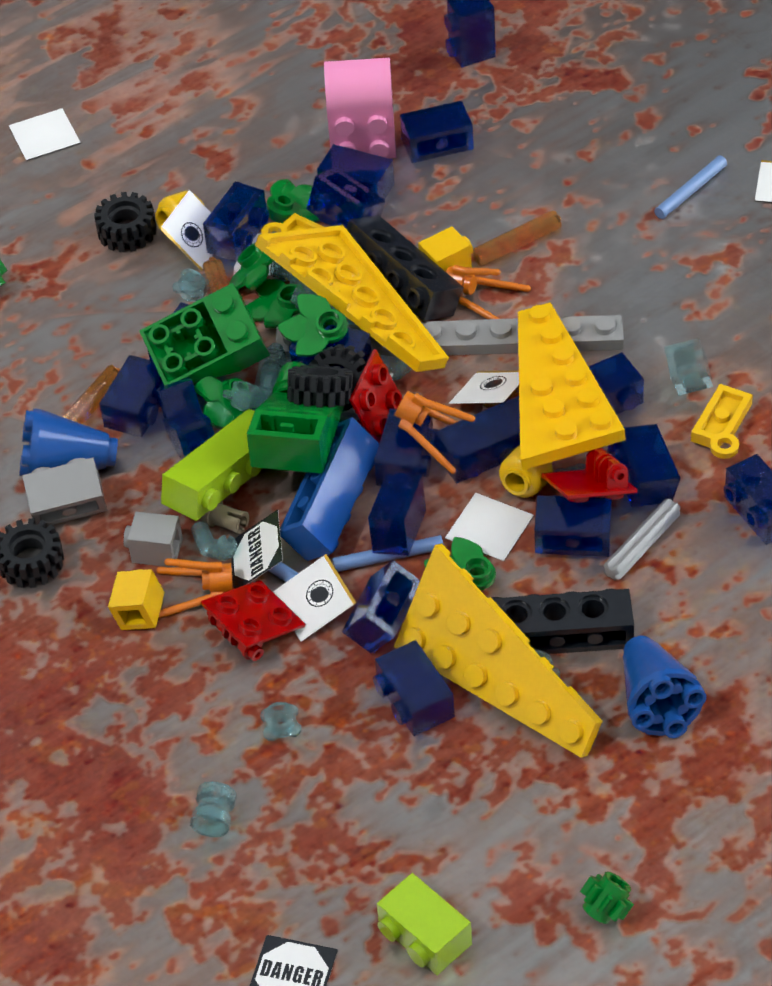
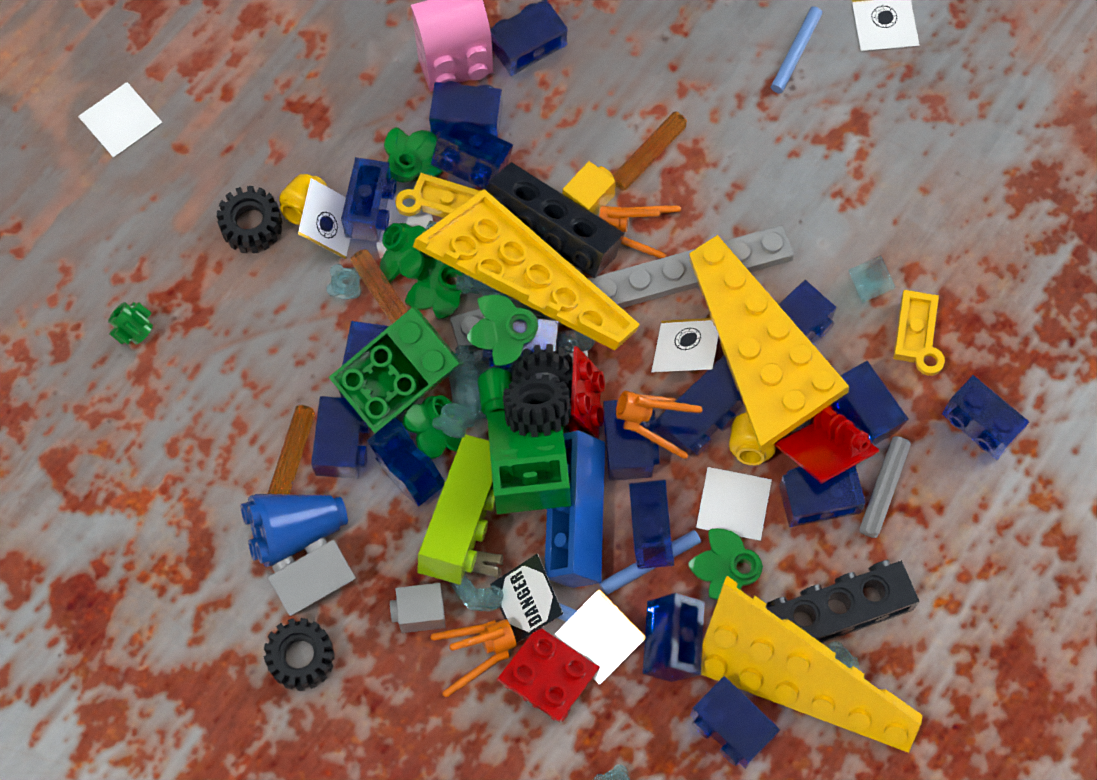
camera: 20 degrees left, 20 degrees up
(136, 599) = (428, 685): yellow brick -> none
(659, 689) = (958, 660): blue cone -> none

